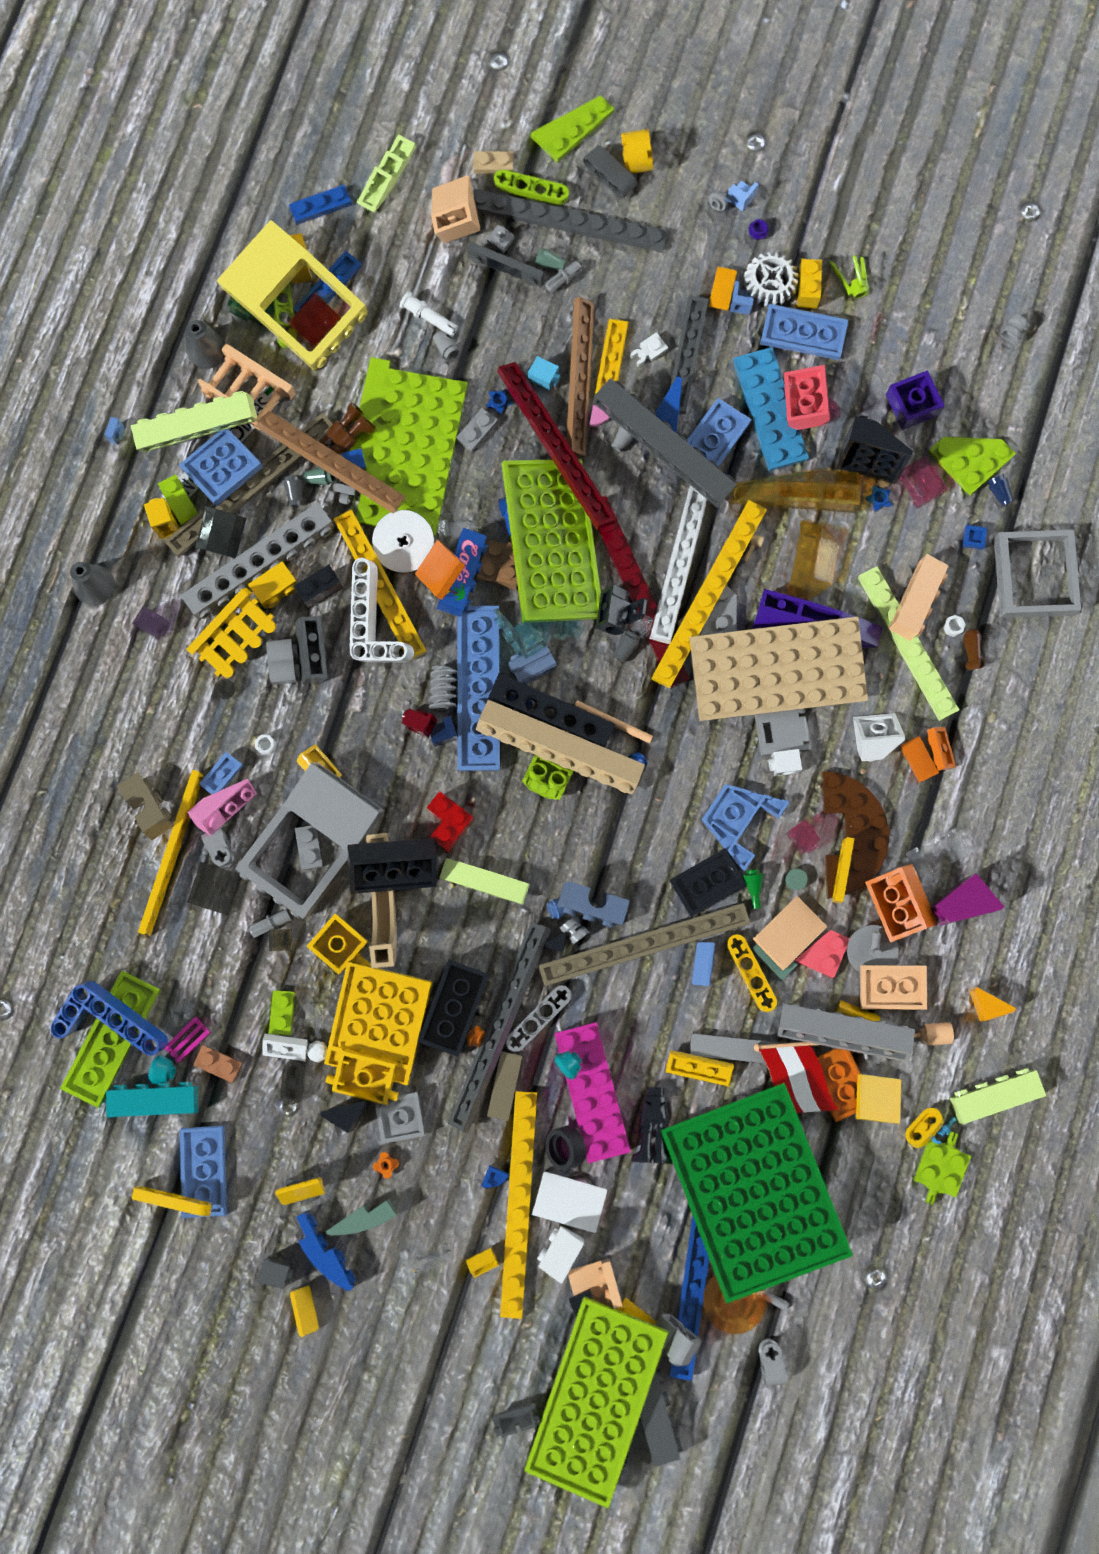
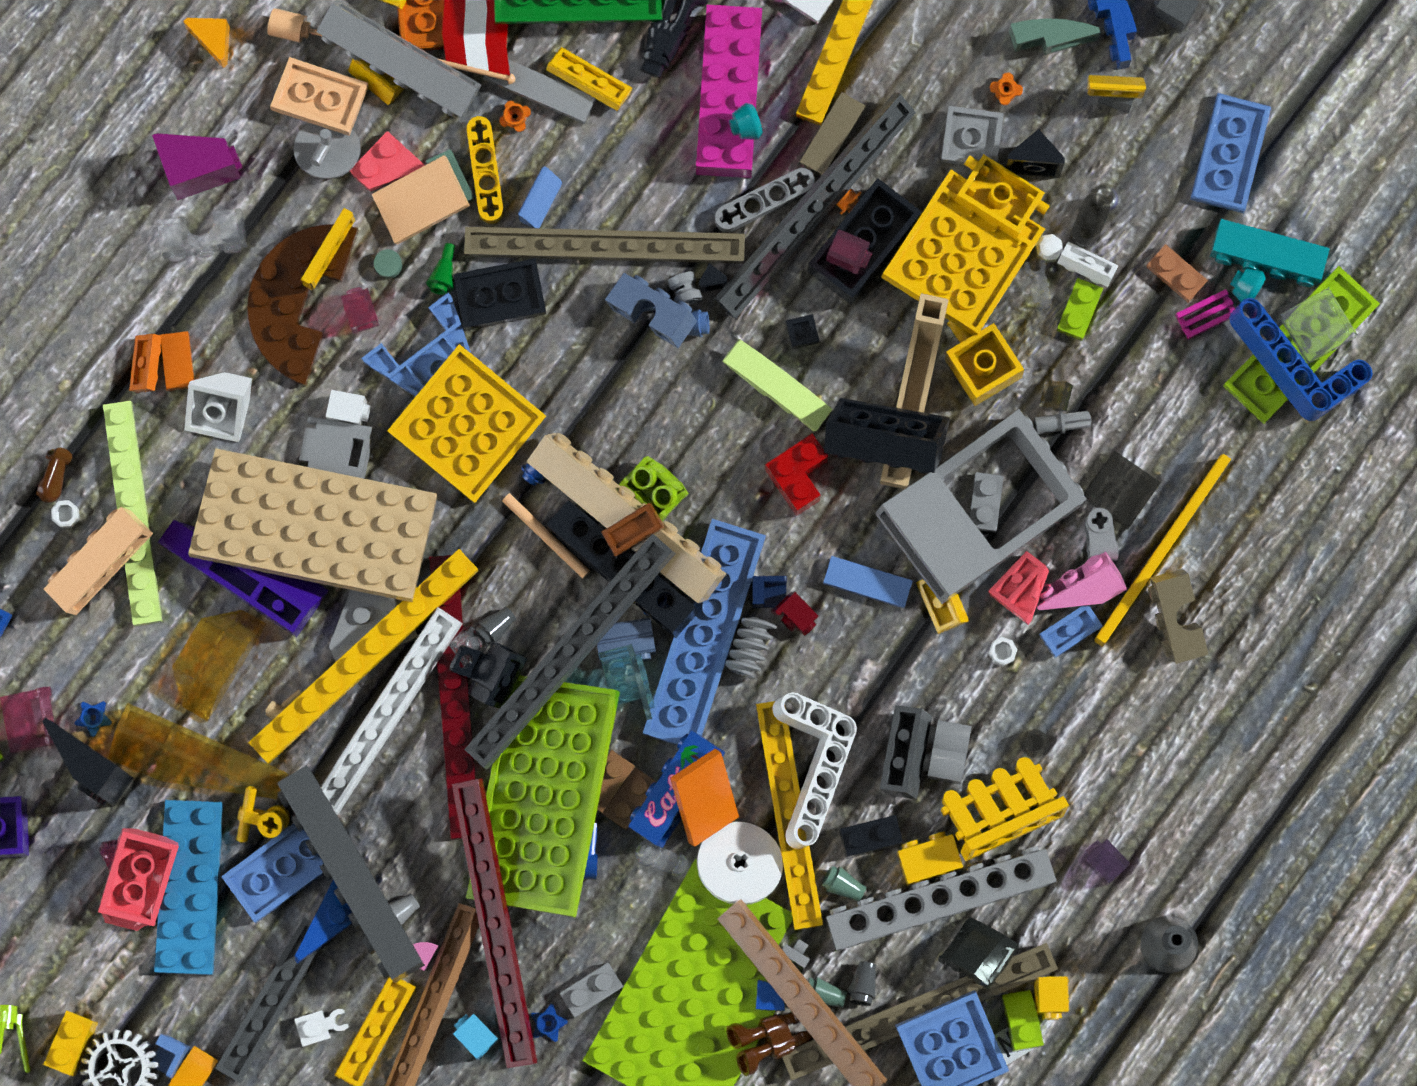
camera: 165 degrees left, 0 degrees up
(99, 1054) = (1318, 325): none -> clear plate
(172, 1201) = (1276, 126): yellow beam -> none
(264, 792) = (1021, 587): none -> coral wing
(331, 551) = (843, 884): none -> sand green cone
(376, 763) = (867, 582): none -> medium blue tile
(460, 989) = (849, 252): none -> clear pink brick
(479, 927) = (802, 331): none -> black plate
(494, 1177) = (879, 34): blue tile -> none
(550, 734) = (633, 529): none -> dark orange tile
(565, 639) = (570, 651): none -> dark grey plate
(575, 1143) = (770, 40): black tyre -> none
(697, 778) = (466, 423): none -> yellow plate
(739, 465) = (249, 815): none -> yellow piece
(749, 1017) = (514, 108): none -> orange plate
(804, 332) = (103, 979): medium blue plate -> none
(901, 902) = (272, 187): orange brick -> none

